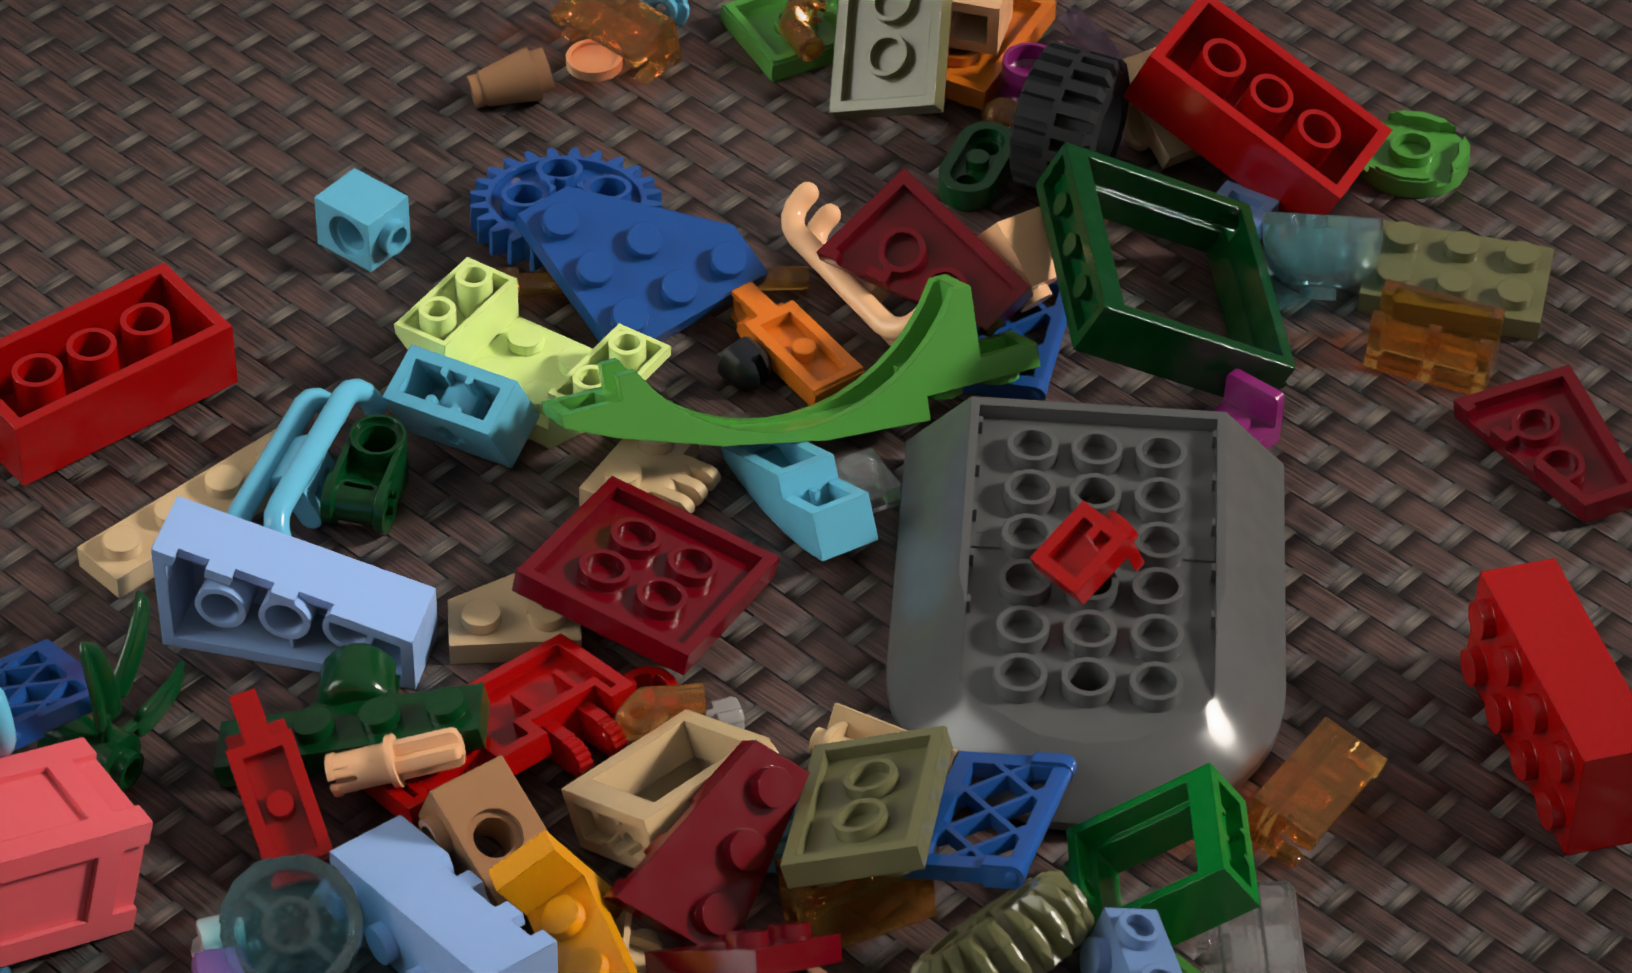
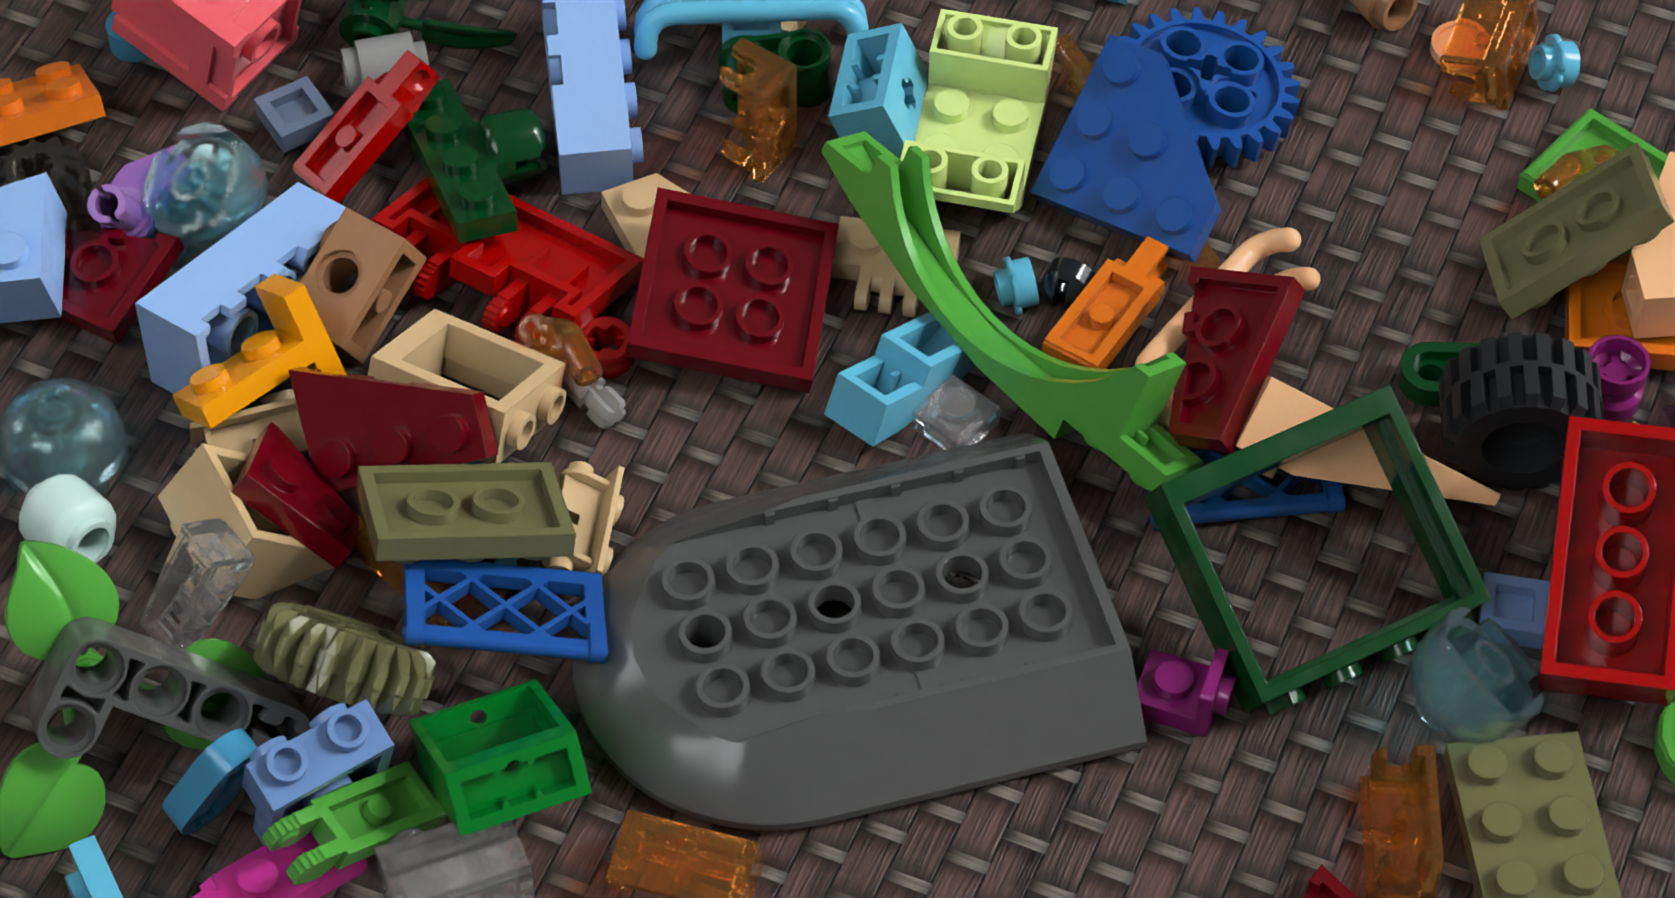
camera: 70 degrees right, 10 degrees up
(175, 764) = (376, 56): none -> light grey brick
(196, 854) = (293, 113): none -> sand blue plate
(394, 760) = (412, 186): light nougat axle -> none
(437, 486) = (765, 108): none -> clear orange hinge
(728, 394) = (1016, 284): none -> medium azure plate
(1087, 551) = (845, 575): red bracket -> none

